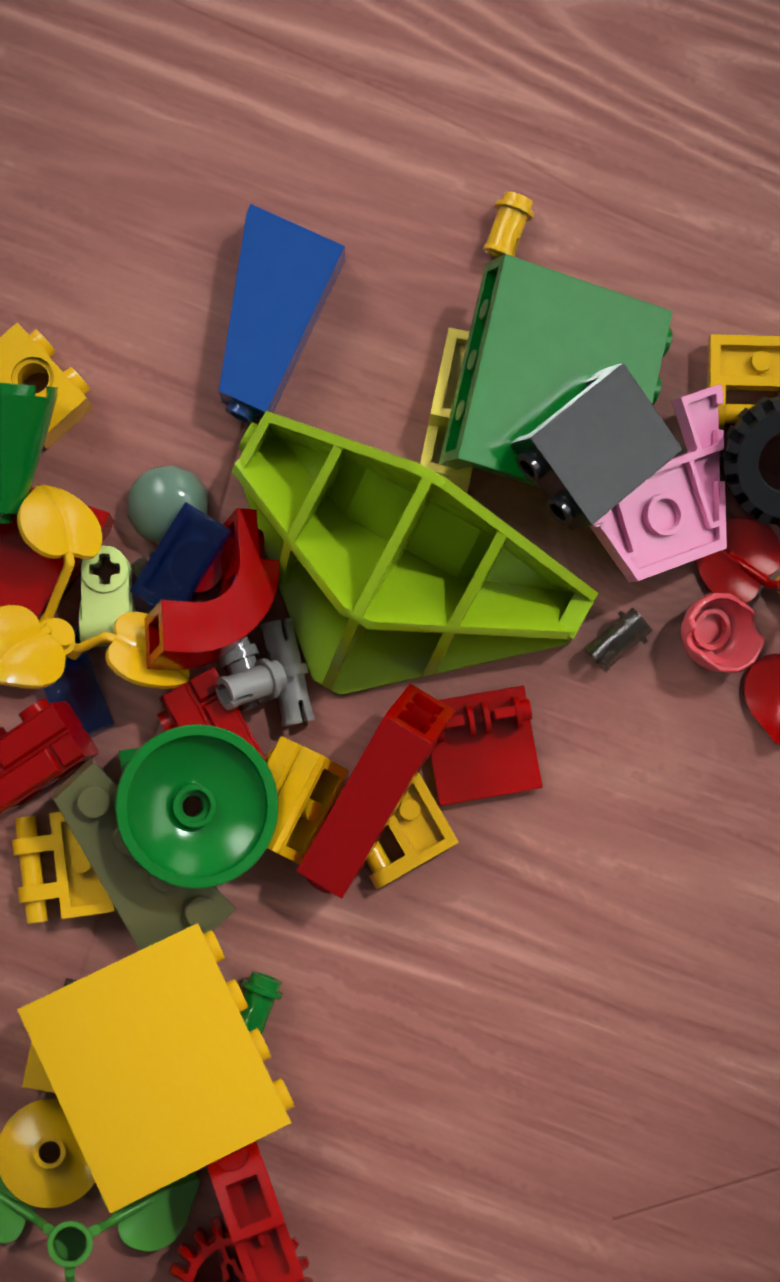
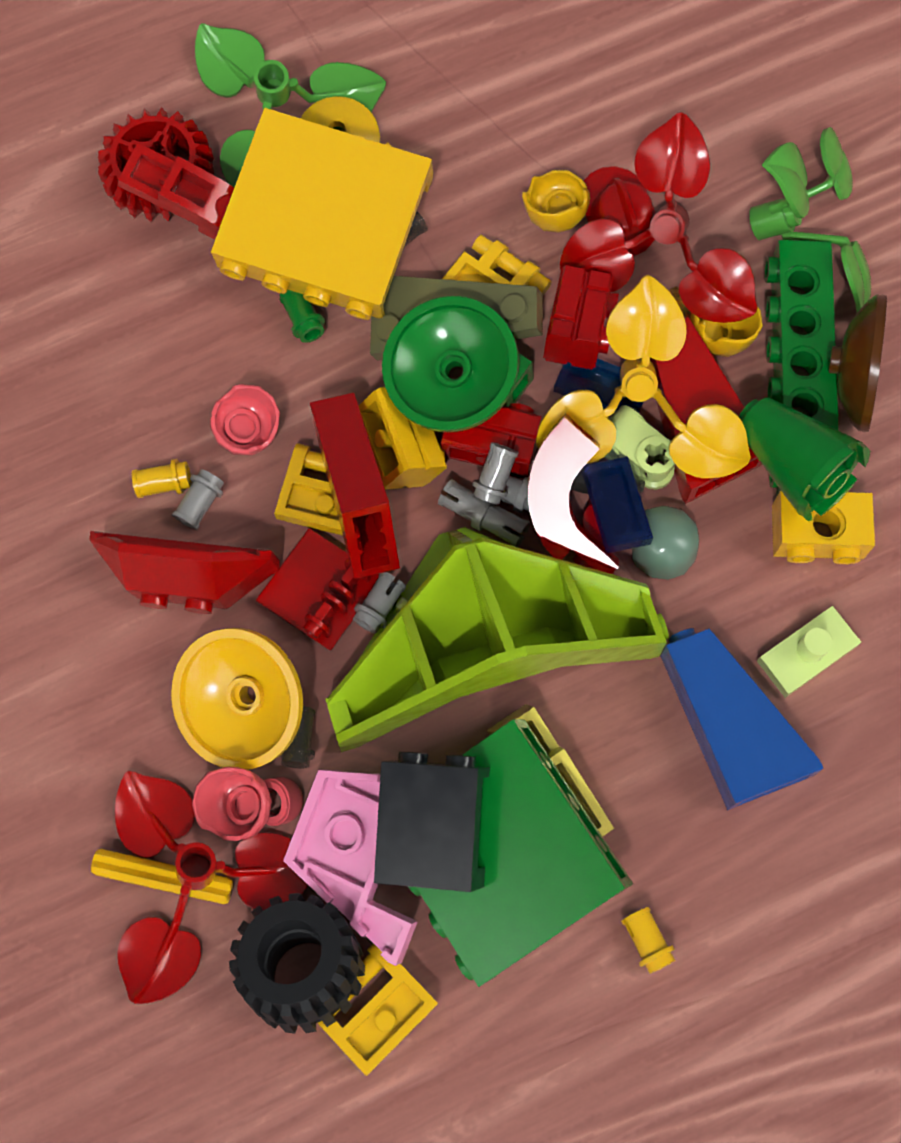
camera: 140 degrees right, 10 degrees down
(152, 307) = (808, 651): none -> yellowish green tile
(403, 949) = (245, 420): none -> coral hair
(451, 680) = (378, 603): none -> light grey pin
(506, 922) = (198, 499): none -> light grey pin
(519, 971) = (162, 479): none -> yellow pin
(583, 869) = (184, 571): none -> red wedge
(660, 704) = (214, 701): none -> yellow dish
(667, 603) = (291, 800): none -> coral piece

